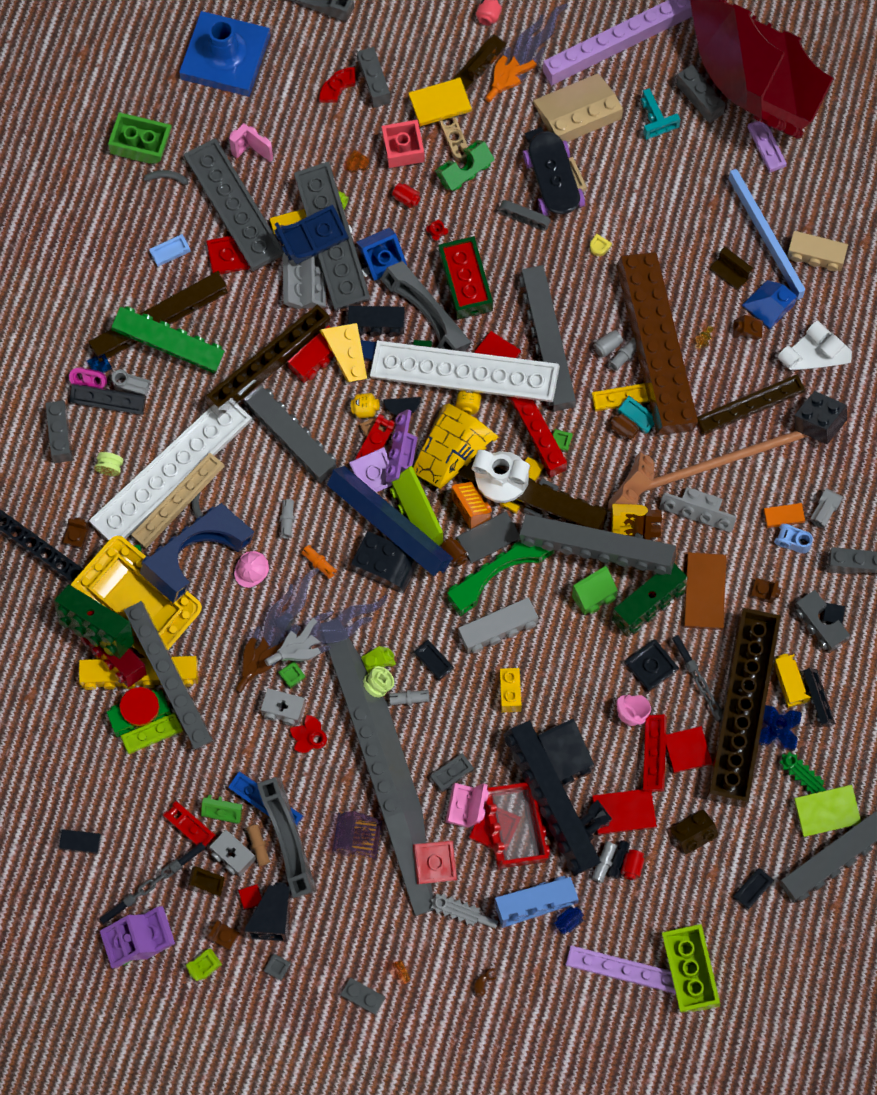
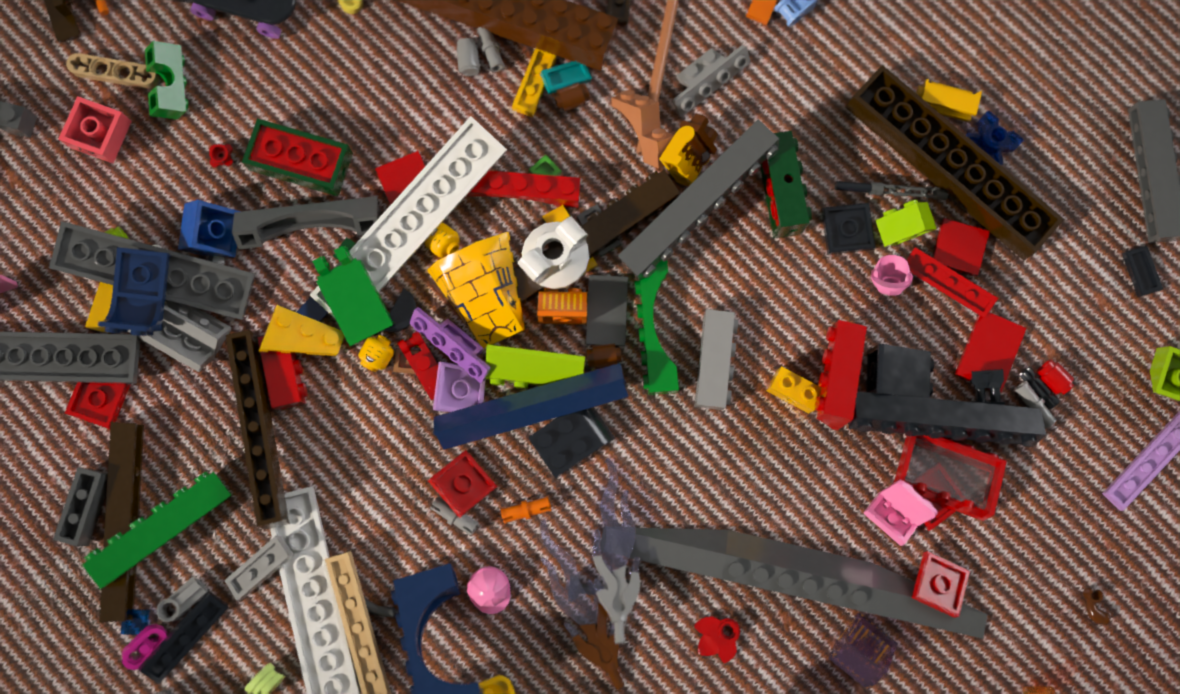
camera: 65 degrees left, 10 degrees up
(153, 287) = (82, 507): none -> dark grey brick
(170, 250) = (48, 461): light blue tile -> none
(179, 416) = (259, 567): none -> light grey plate
(275, 699) = (657, 651): light grey brick -> none
(290, 433) = (356, 454): dark grey brick -> none
(292, 675) = (639, 616): bright green tile -> none
(311, 510) = (462, 484): none -> red tile
(357, 162) = (83, 192): clear orange tile -> none
(378, 319) = (284, 280): black brick -> none
(378, 657) = (677, 510): lime bracket -> none
(378, 682) = (705, 524): yellowish green wheel -> none
(392, 366) = (352, 297): none -> green tile
(406, 195) = (158, 163): red brick -> none
(409, 697) = (739, 502): light grey pin -> none
(433, 660) = (710, 451): black tile -> none
(440, 102) = (72, 61): yellow tile -> none
(452, 772) = (849, 506): dark grey plate -> none
(462, 911) = (1008, 585): light grey piece -> none
(524, 215) = (265, 54): dark grey beam -> none
(535, 901) = (1043, 503): medium blue wedge -> none
(537, 706) = (841, 373): none -> red slope
(547, 333) = (409, 109): dark grey brick -> none
(569, 920) = (1079, 478): clear blue brick -> none
(594, 591) = (739, 236): bright green slope -> none
(676, 697) = (906, 223): none -> lime brick
(694, 831) = (1052, 292): dark brown bracket -> none
(705, 591) = (816, 133): dark orange tile -> none
(765, 590) = (836, 65): reddish brown bracket -> none
(802, 773) = (1057, 147): green piece -> none
(818, 697) = (1001, 90): black plate -> none
(827, 810) = (1104, 148): lime tile -> none
(829, 636) = (884, 35): dark grey arch -> none
(833, 613) = (898, 16): black tile -> none

